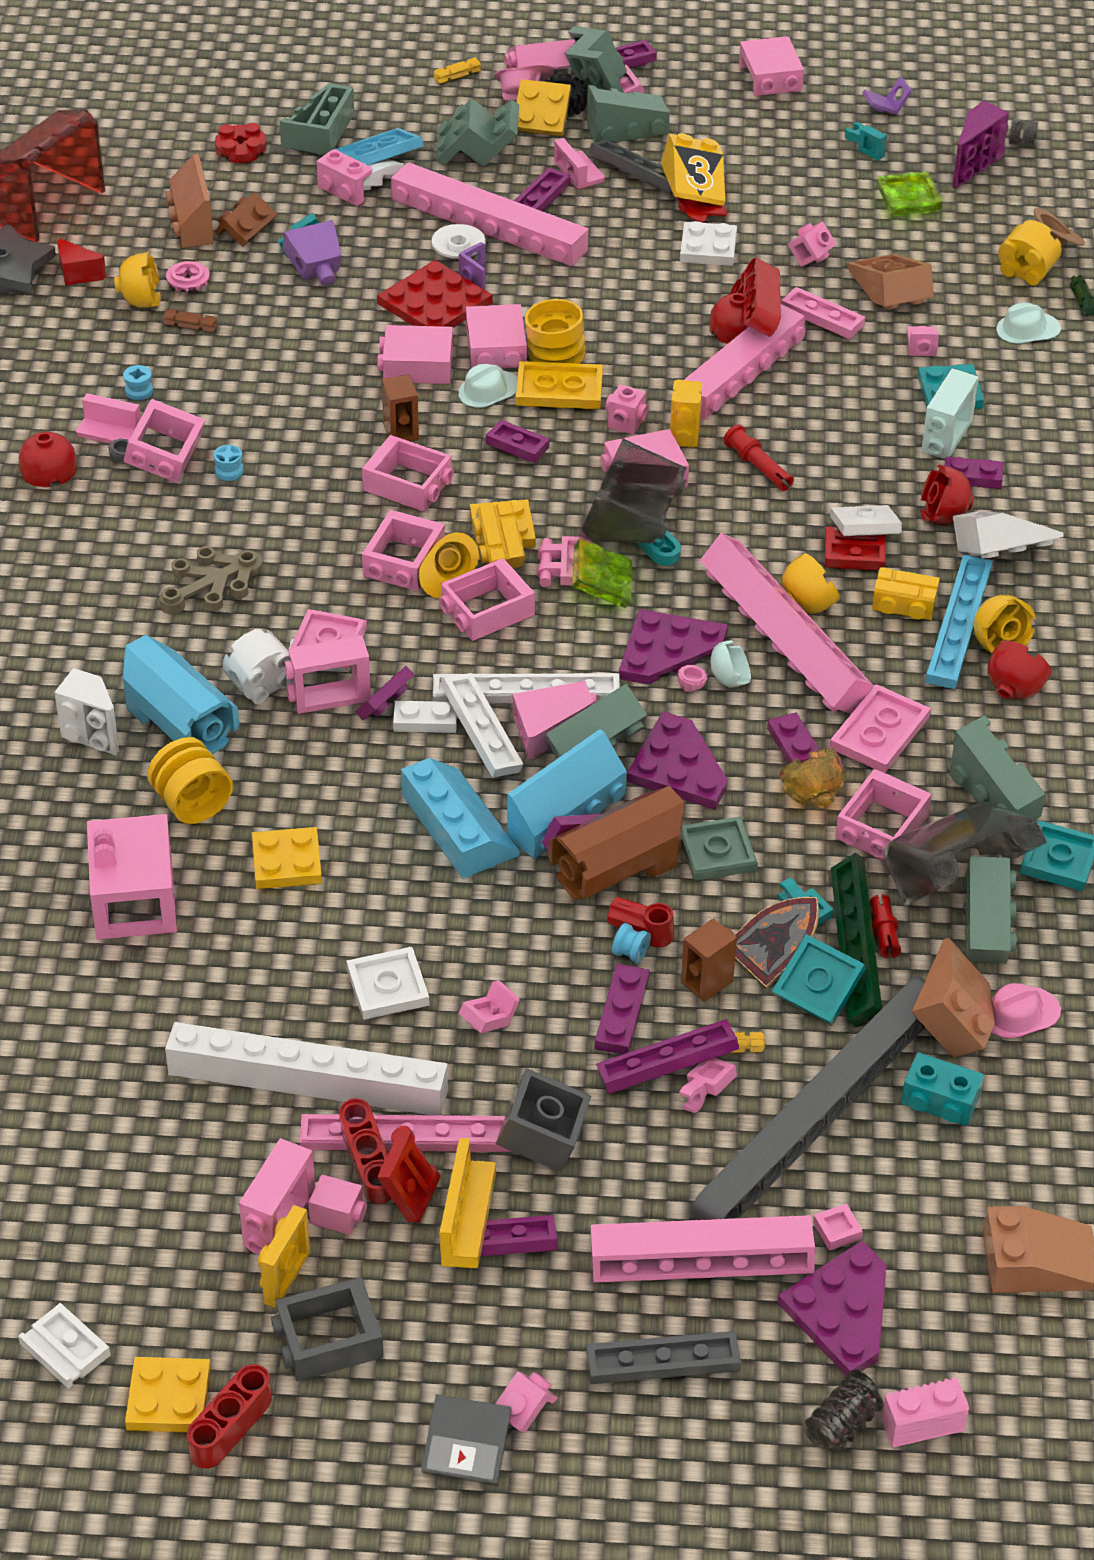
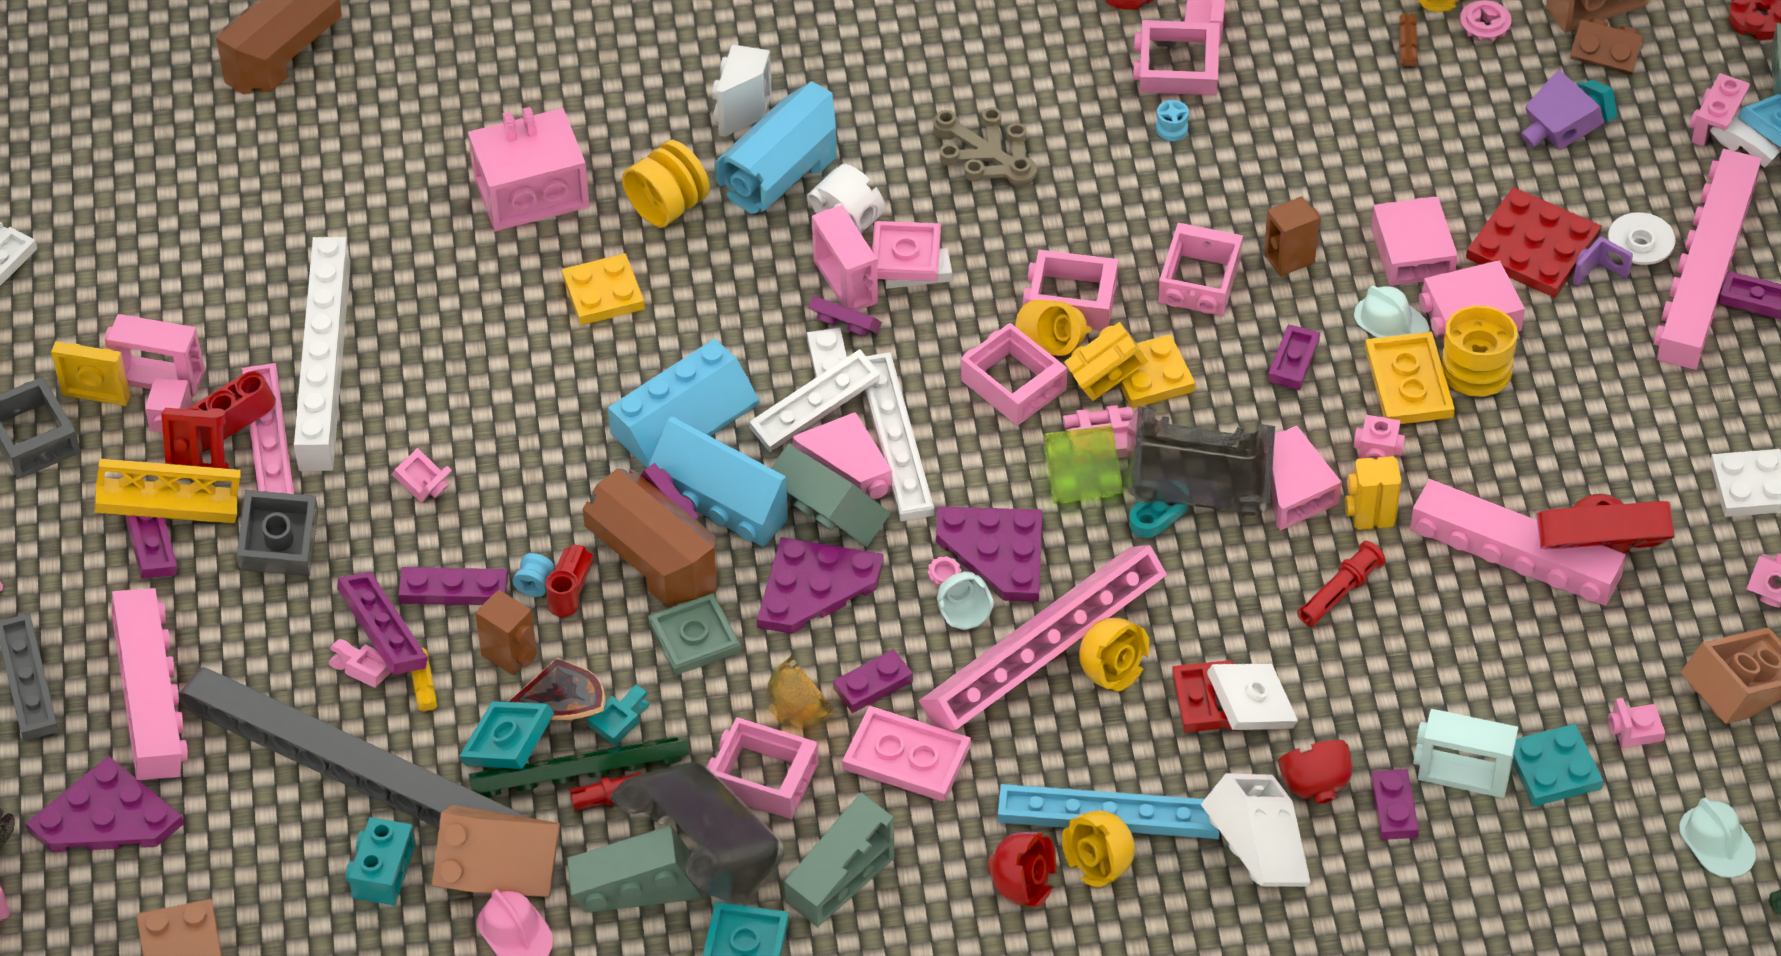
camera: 80 degrees right, 5 degrees up
(138, 382) = (1280, 19): medium azure wheel -> none
(387, 983) = (447, 394): white plate -> none
(824, 313) = (1648, 613): bright pink plate -> none
(837, 1227) = (195, 793): bright pink plate -> none
(905, 594) = (1136, 752): yellow brick -> none

